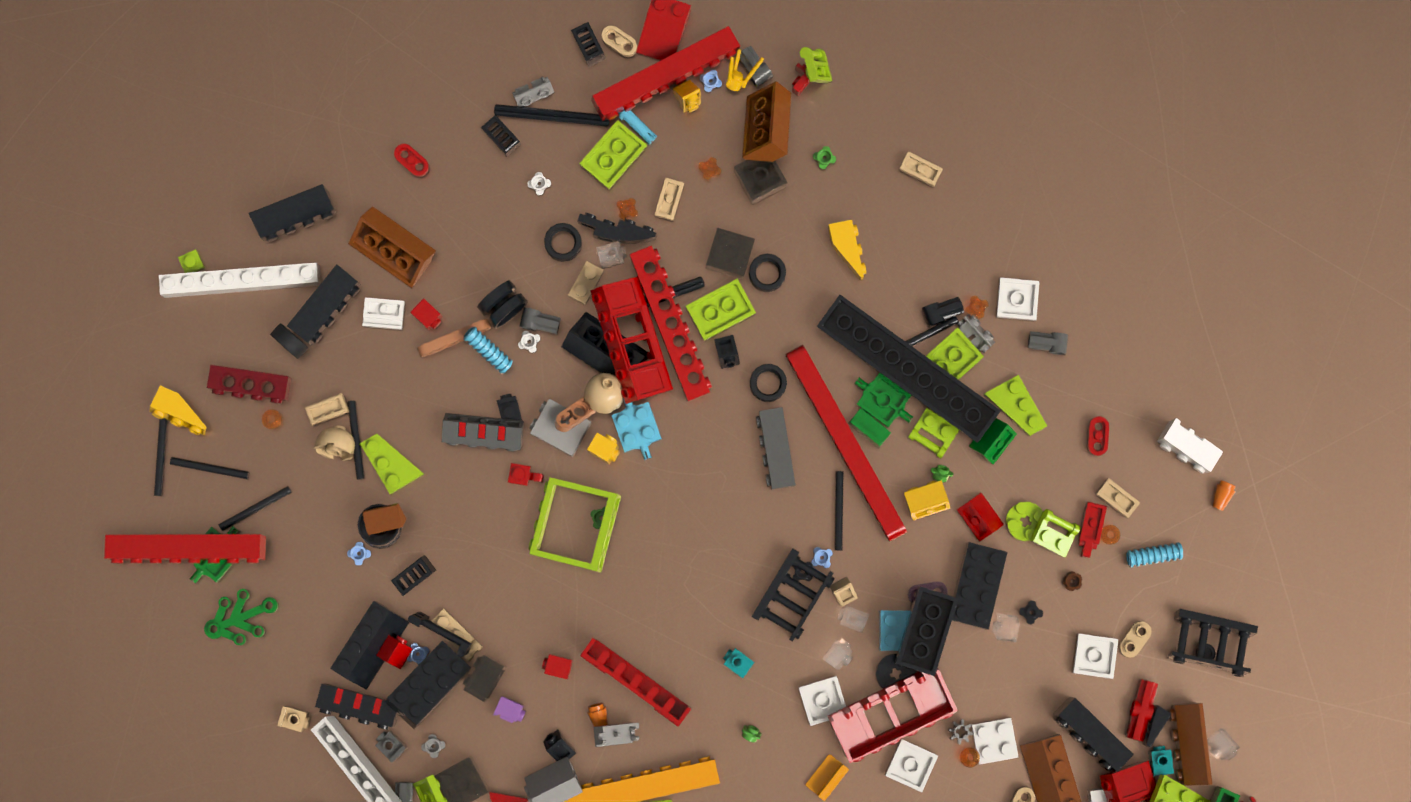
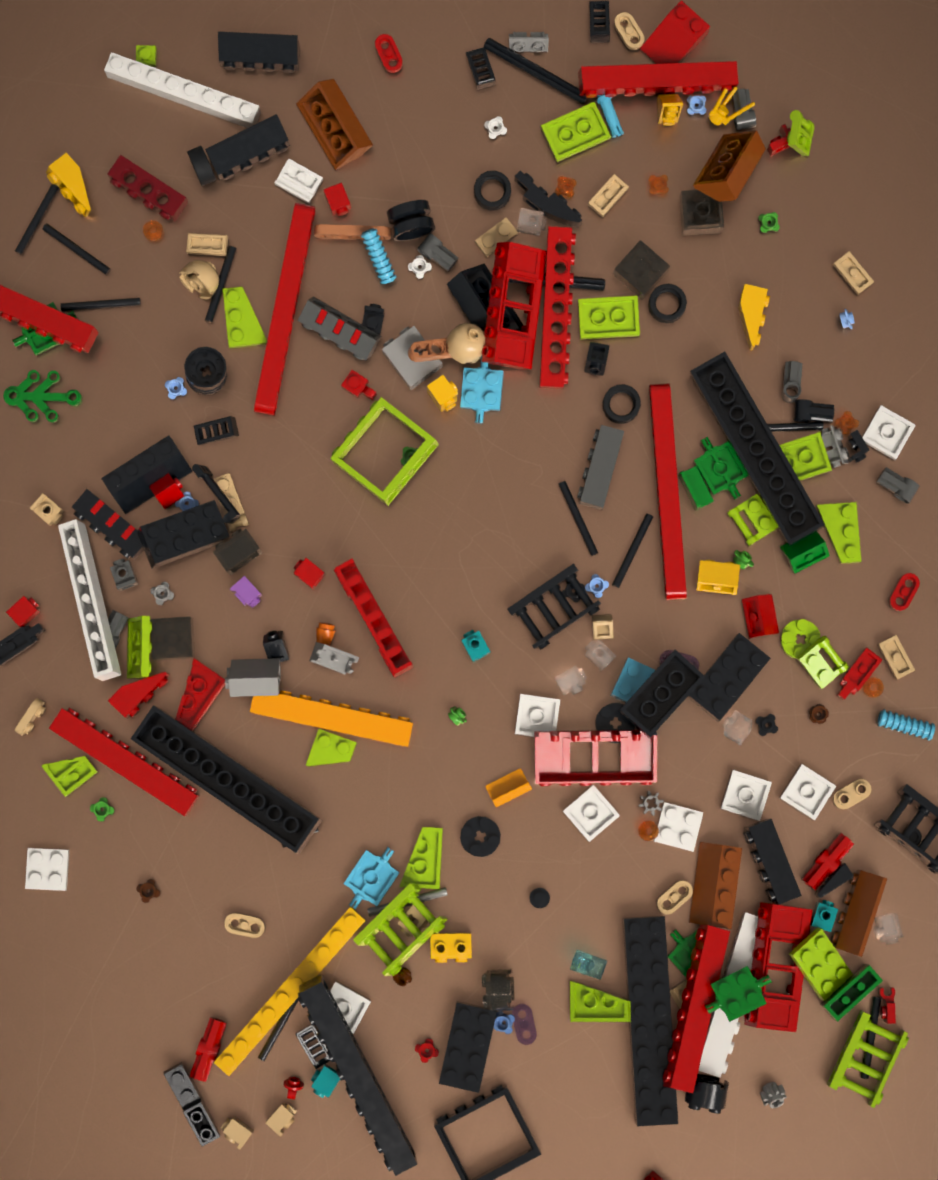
camera: 25 degrees right, 0 degrees up
(384, 518) = (212, 363): dark orange slope -> none
(424, 436) = (284, 309): none -> red beam
(777, 504) = (578, 518): none -> black bar
(910, 290) = (792, 380): none -> dark grey piece
(934, 213) = (847, 319): none -> light blue plate
(994, 322) = (857, 443): none -> black bracket
(1042, 684) = (746, 795): none -> white plate

